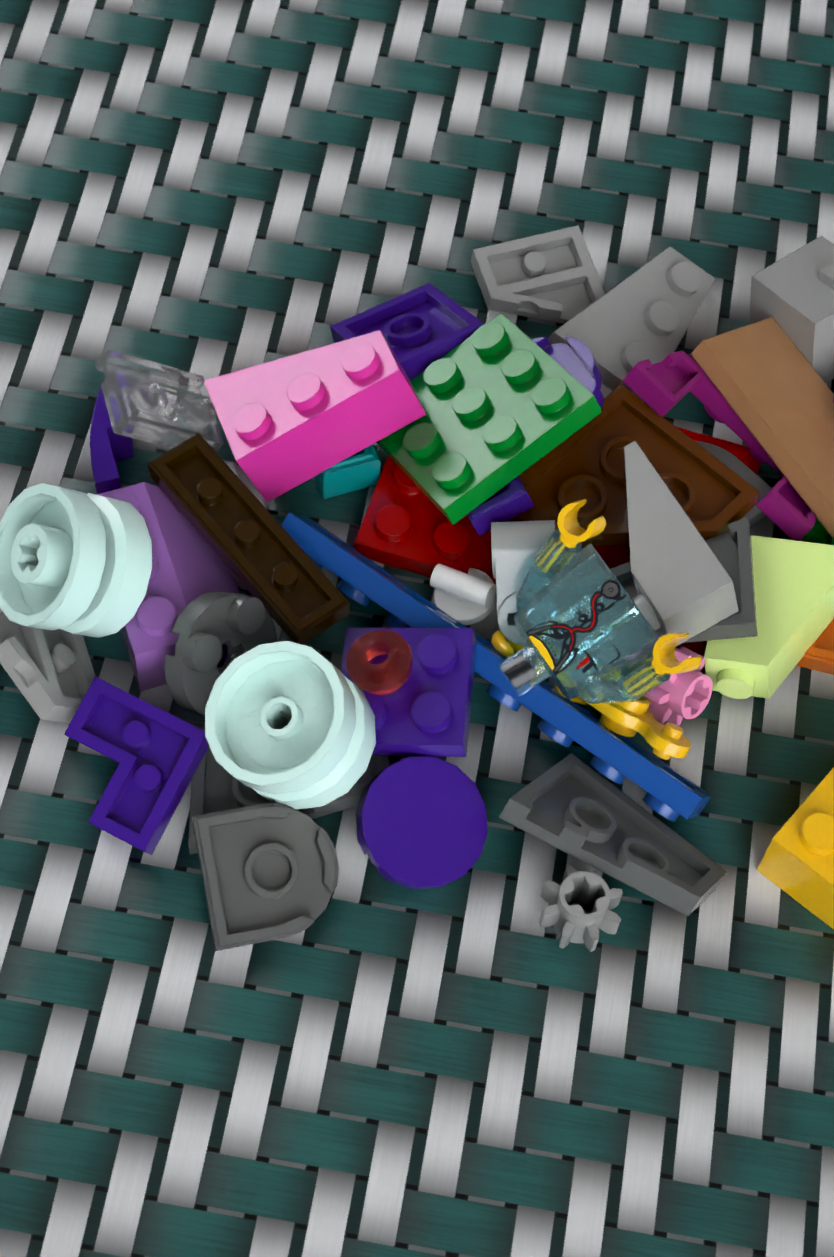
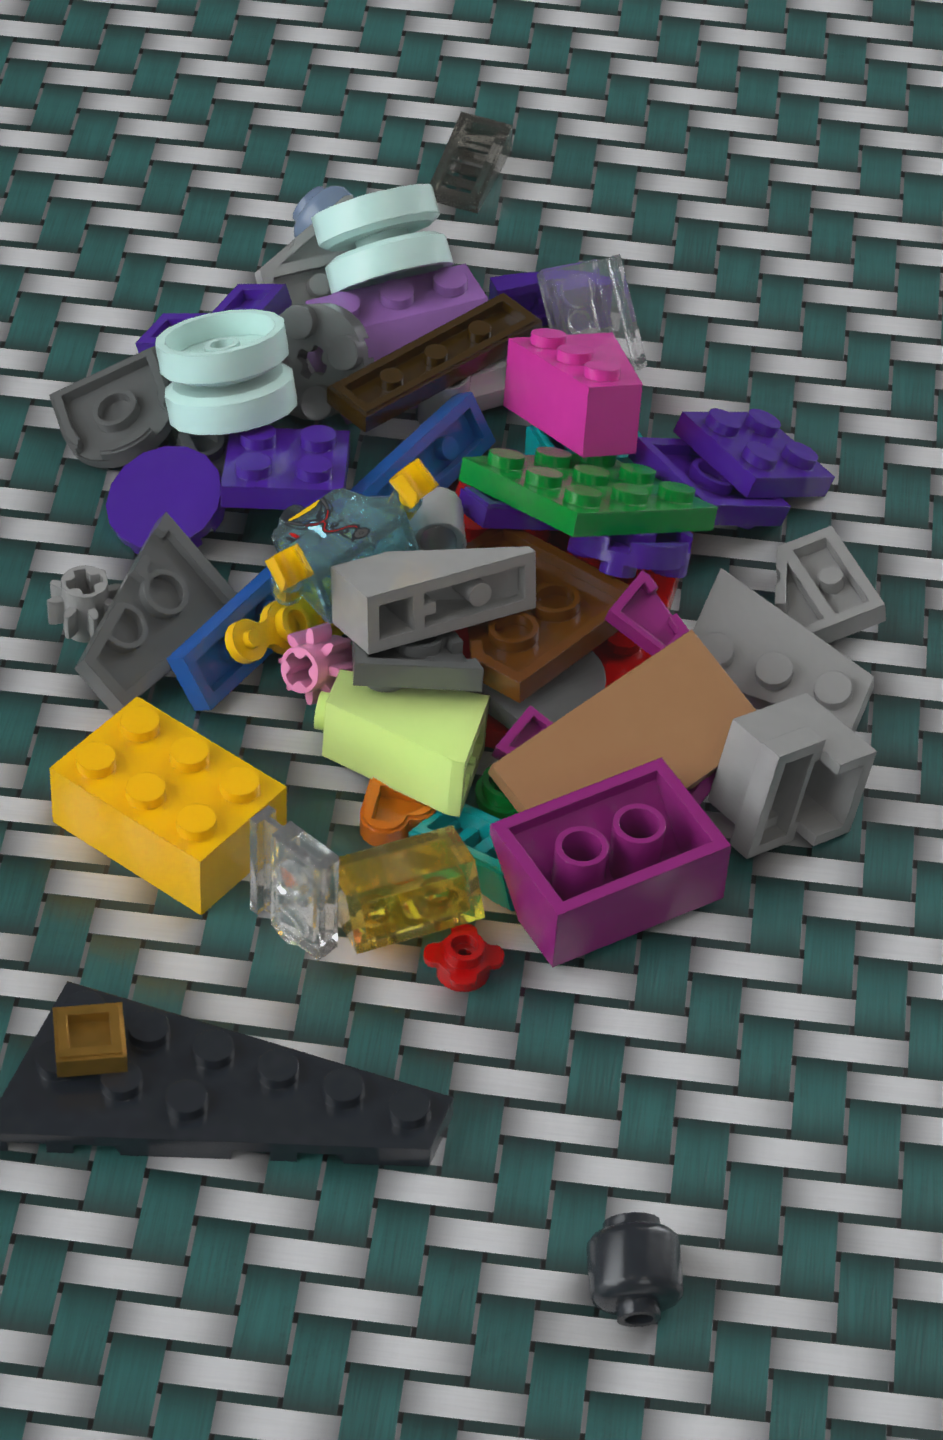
camera: 90 degrees right, 15 degrees down
(364, 296) = (754, 453): none -> dark purple plate
(383, 677) = (295, 424): clear red plate -> none

